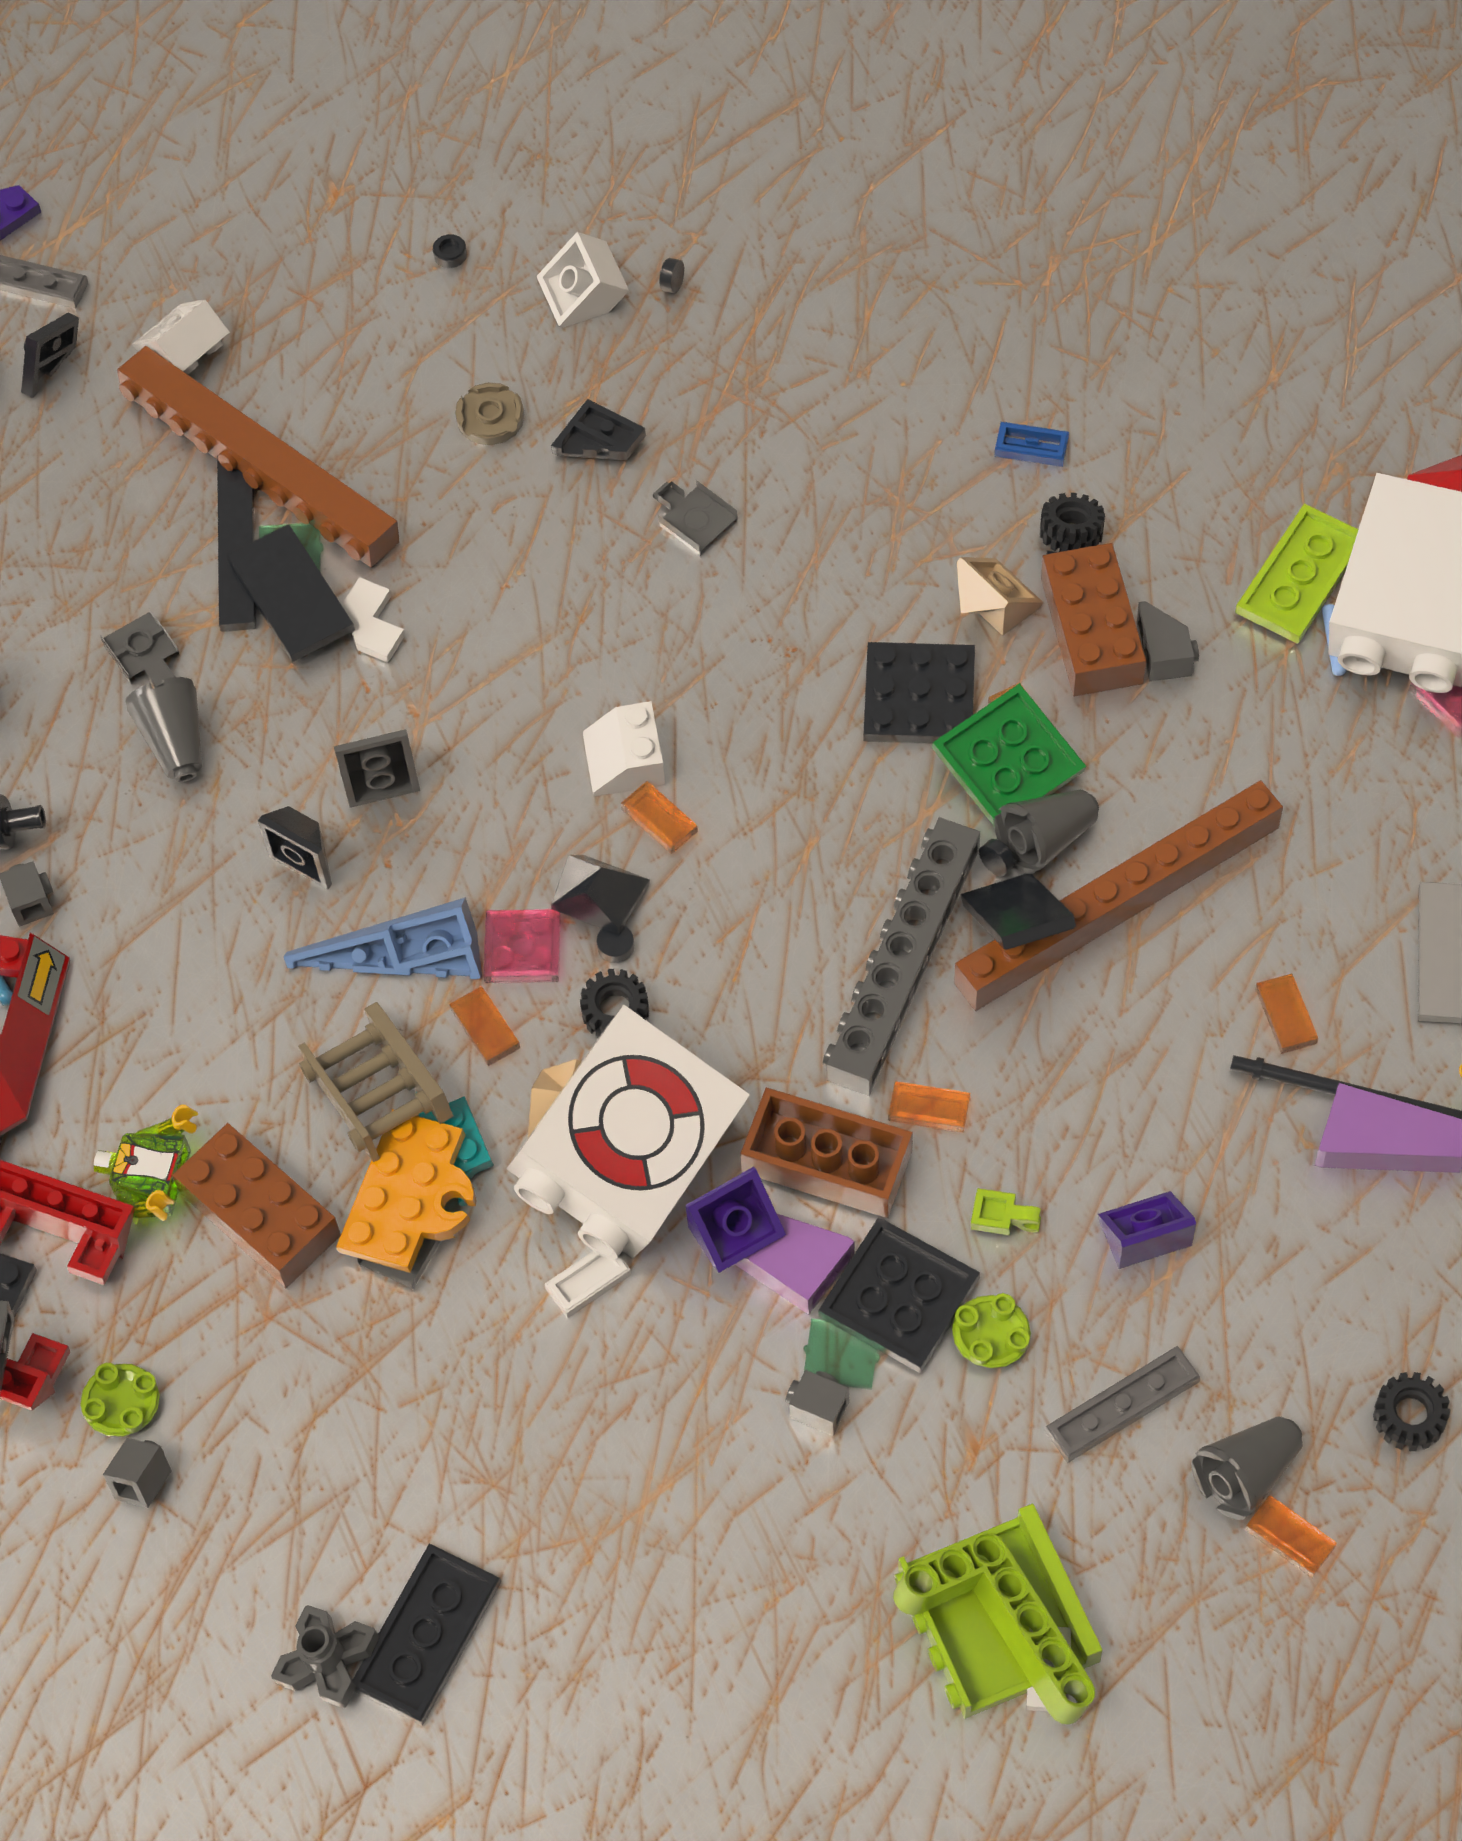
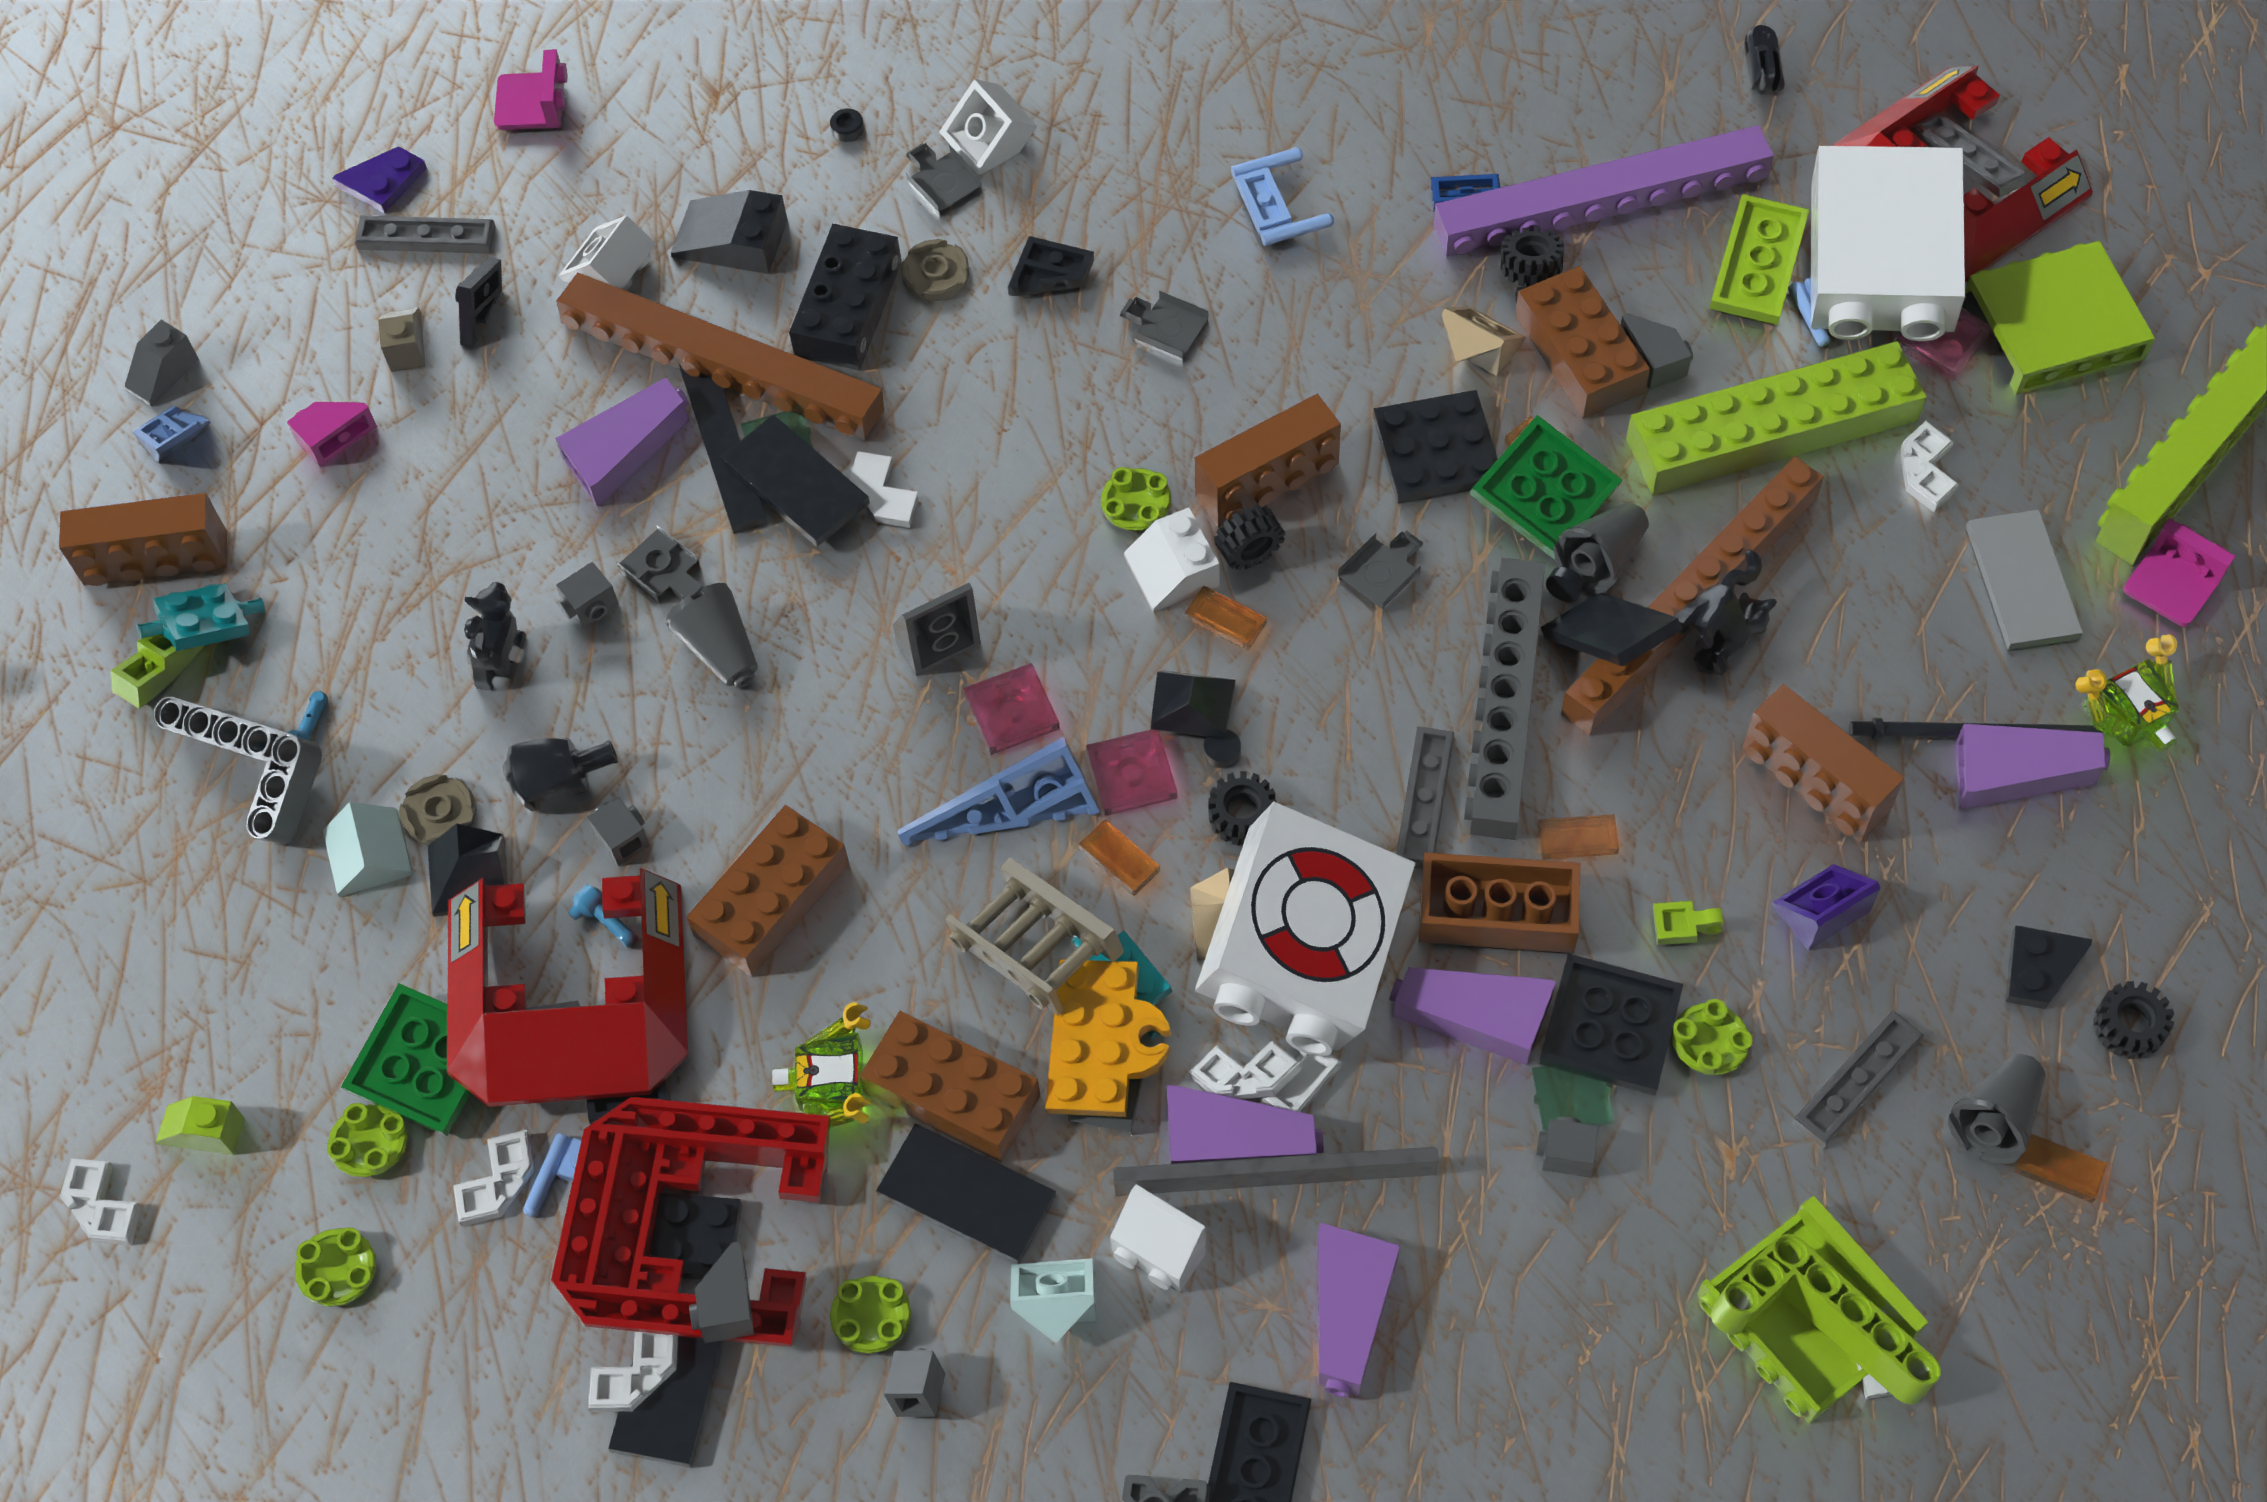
camera: 15 degrees left, 0 degrees up
(63, 661) = (586, 595): none -> dark grey brick
(144, 516) = (623, 438): none -> medium lavender slope
(146, 981) = (768, 890): none -> dark orange brick
(158, 163) = (532, 98): none -> dark pink bracket
(243, 1309) = (966, 1193): none -> black tile
(291, 1422) = (1054, 1294): none -> light aqua slope
(296, 843) = (881, 722): black slope -> none
(308, 334) = (733, 230): none -> black slope
(393, 422) = (845, 296): none -> black piece
(400, 1395) = (1158, 1240): none -> white slope
(428, 859) = (1011, 708): none -> clear pink plate
(507, 1315) = (1228, 1128): none -> medium lavender slope
(523, 324) = (941, 180): none -> dark grey piece
(534, 1357) = (1277, 1170): none -> flat silver tile
(547, 1266) = (1259, 1078): none -> white tile
(564, 1497) = (1351, 1299): none -> medium lavender slope
(609, 680) = (1135, 498): none -> lime dish
(671, 275) = (1072, 104): black tile -> none
(702, 743) = (1249, 537): none -> black tyre
(734, 1220) = (1438, 989): dark purple slope -> none
(743, 671) = (1268, 459): none -> dark orange brick
(794, 1032) = (1425, 794): none -> flat silver tile
(824, 804) = (1380, 571): none -> dark grey piece
(829, 411) = (1266, 203): none -> light blue plate
(1132, 922) = (1725, 620): none -> black animal
(1169, 470) = (1603, 190): none -> medium lavender brick
(1184, 1090) = (1822, 763): none -> dark orange brick
(1260, 737) = (1775, 418): none -> lime brick
(1286, 1013) = (1885, 671): clear orange tile -> none
(1341, 1336) = (2041, 964): none -> black wing
(1375, 367) = (1764, 59): none -> black arm
(1396, 805) = (1921, 476): none -> white tile

